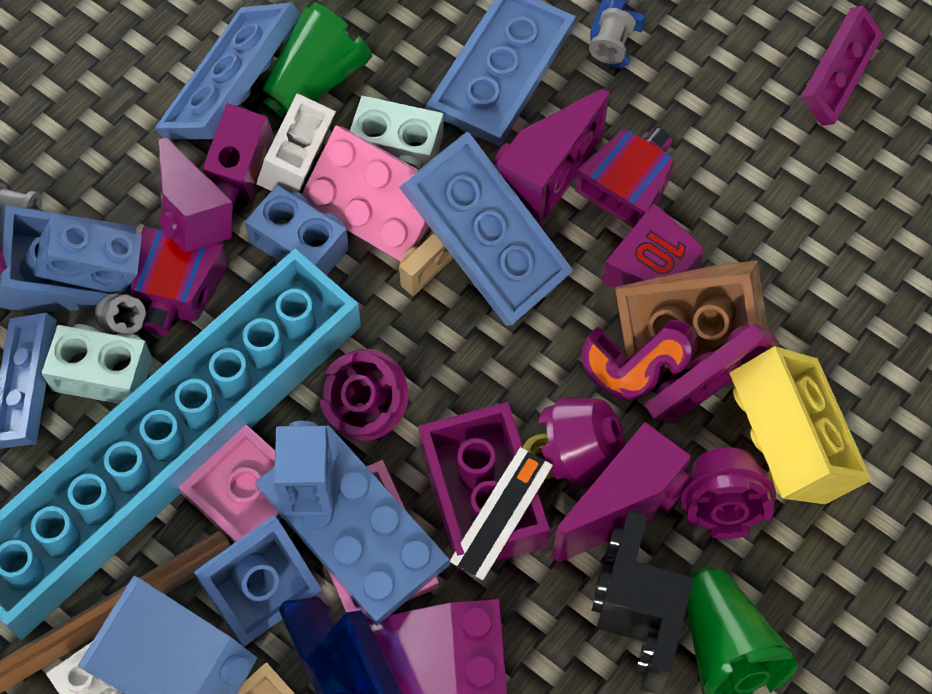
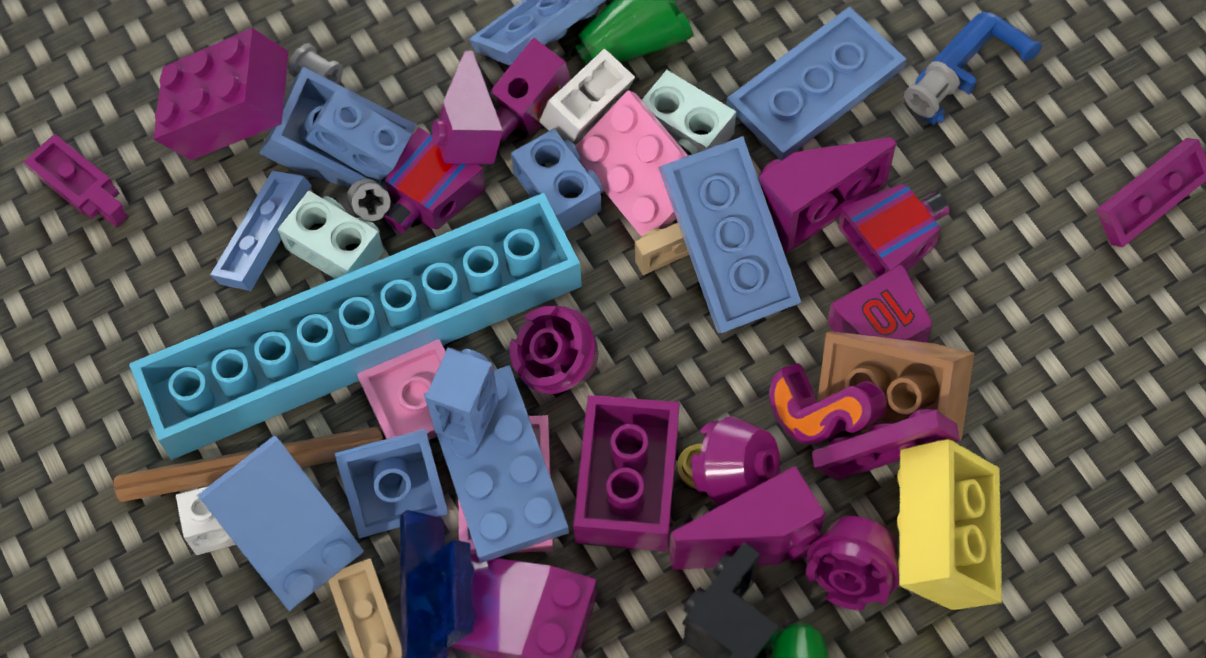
camera: 25 degrees right, 0 degrees up
(501, 513) = (630, 502): sticker -> none

